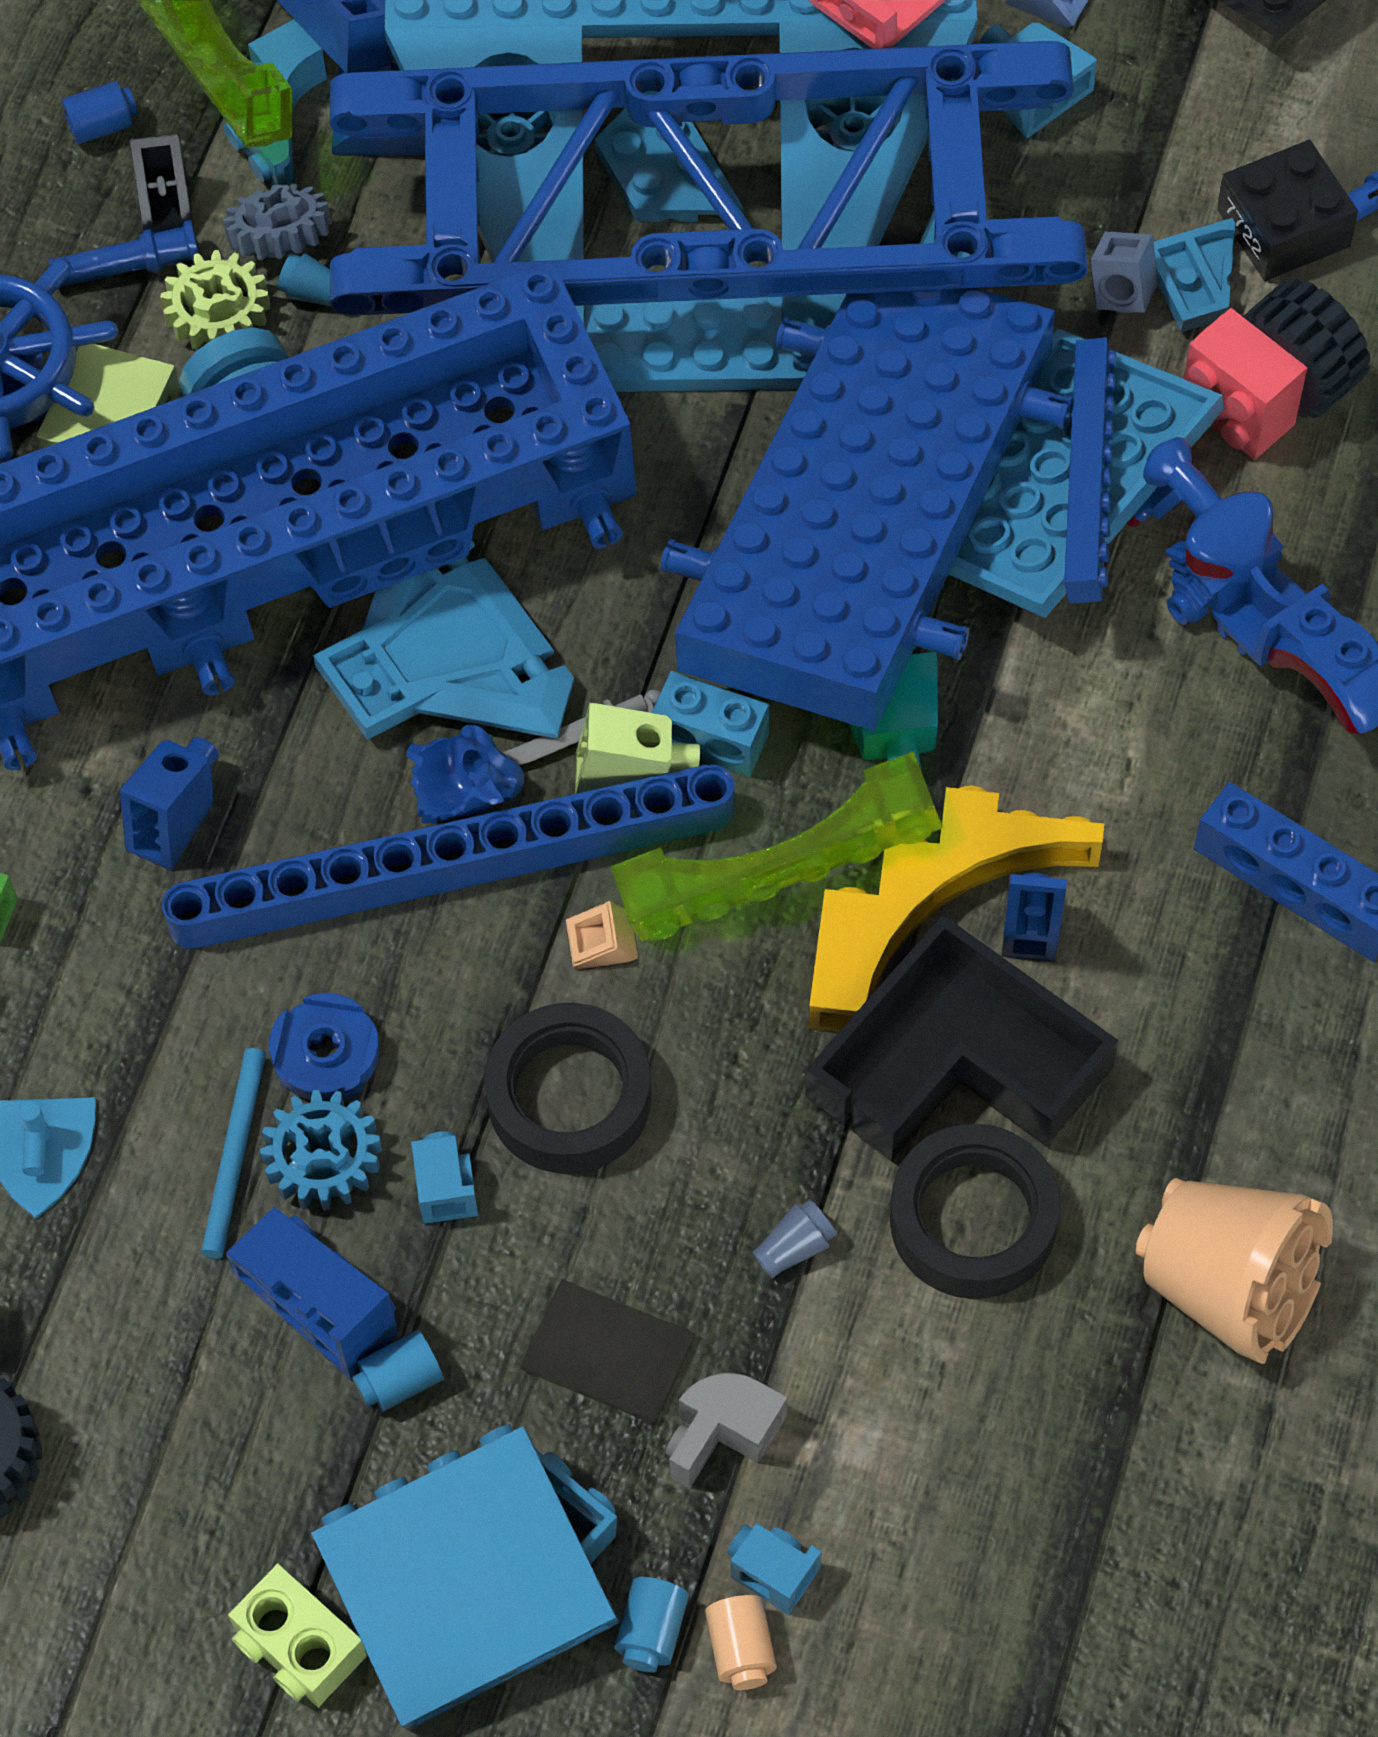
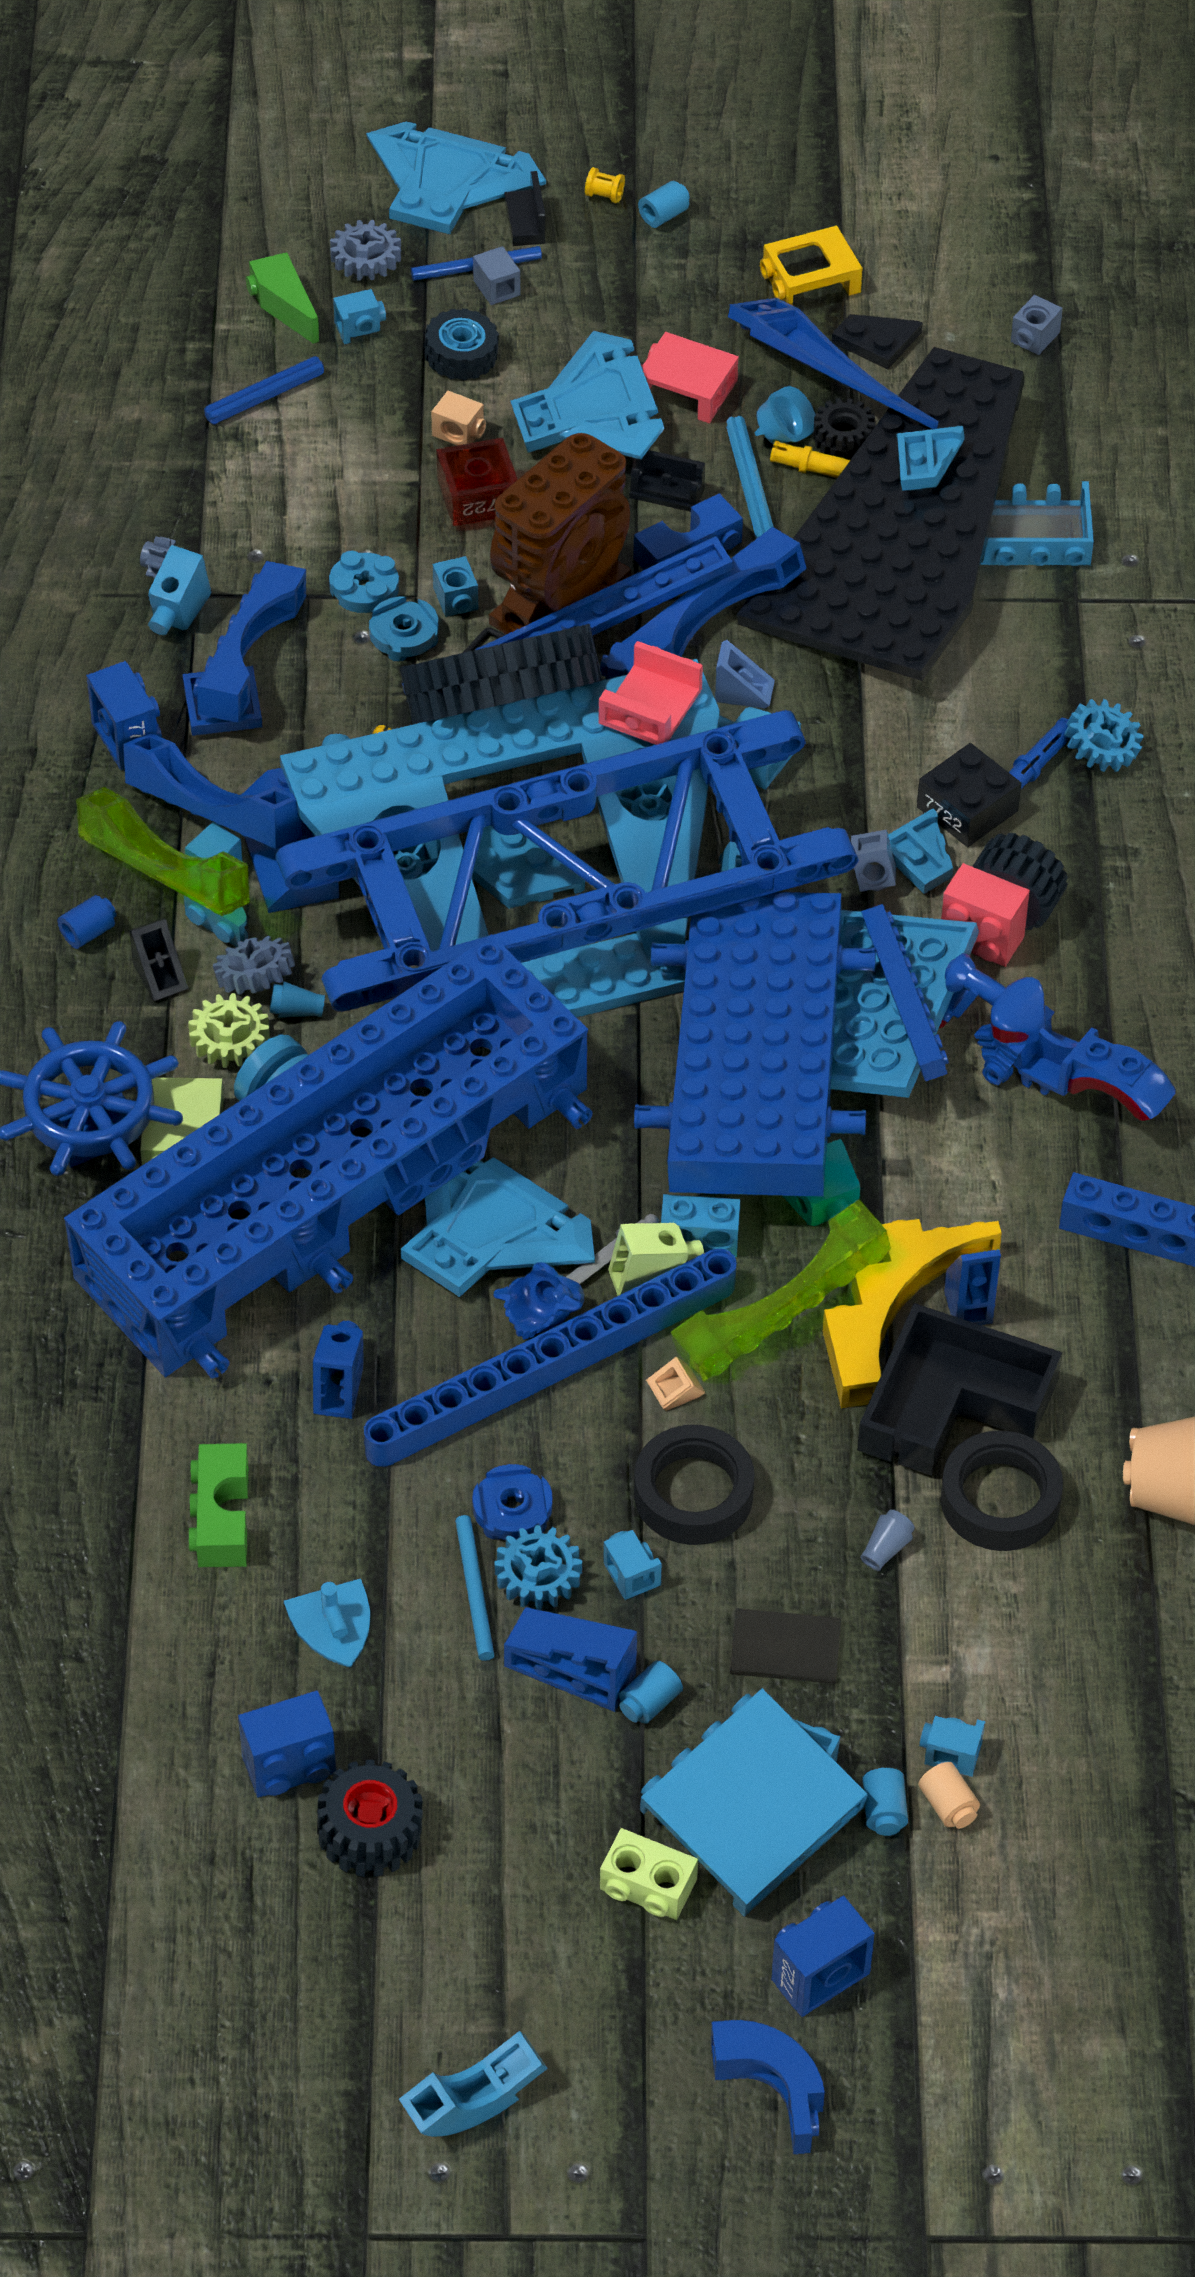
camera: 20 degrees left, 10 degrees down
(149, 252) = (165, 1008): blue pin -> none
(727, 1411) = (885, 1657): light grey brick -> none

